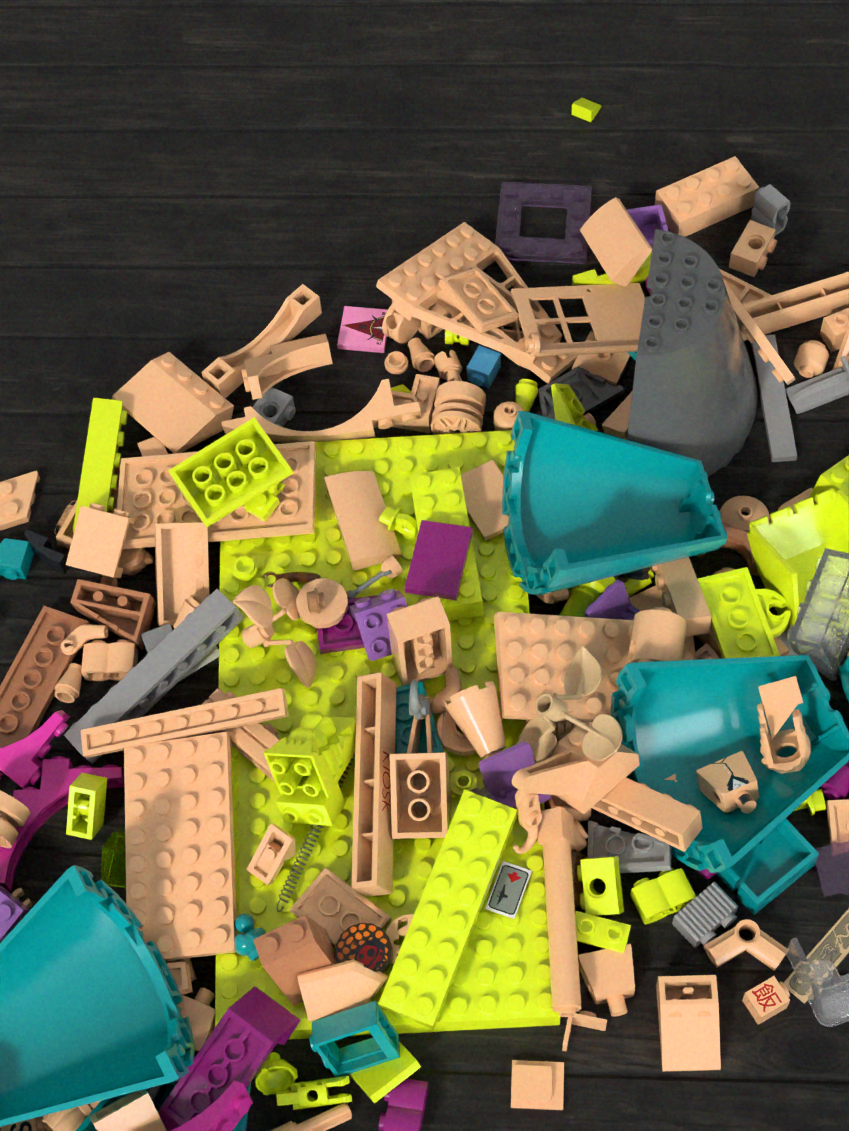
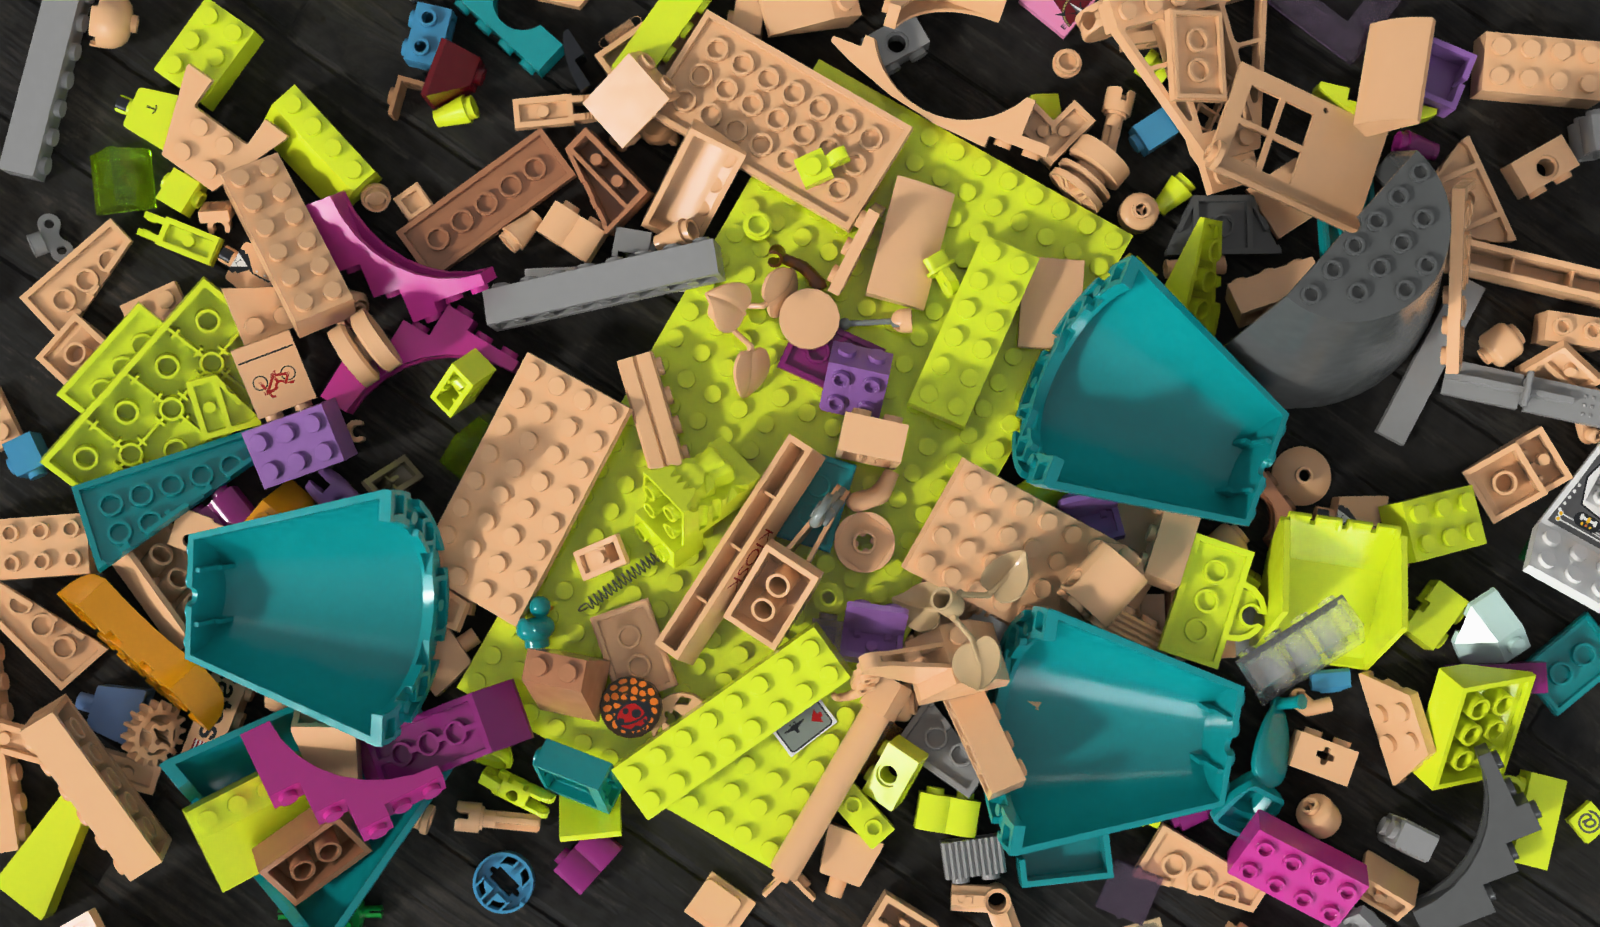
camera: 25 degrees right, 25 degrees up
(46, 592) = (549, 112): none -> light nougat hinge
(82, 635) = (558, 189): light nougat arm -> none
(185, 722) = (597, 370): light nougat plate -> none
(230, 472) = (800, 118): neon yellow slope -> none
(315, 601) = (800, 318): medium nougat plate -> none
(323, 538) = (852, 248): none -> light nougat wing
(338, 988) = (585, 729): light nougat tile -> none
(421, 356) = (1097, 73): light nougat cone -> none
(438, 560) = (949, 356): magenta tile -> none
(479, 718) = (880, 551): light nougat cone -> none
(730, 783) = (1082, 754): light nougat torso -> none
(779, 701) = (1183, 715): light nougat slope -> none
(792, 738) = (1170, 739): light nougat piece -> none

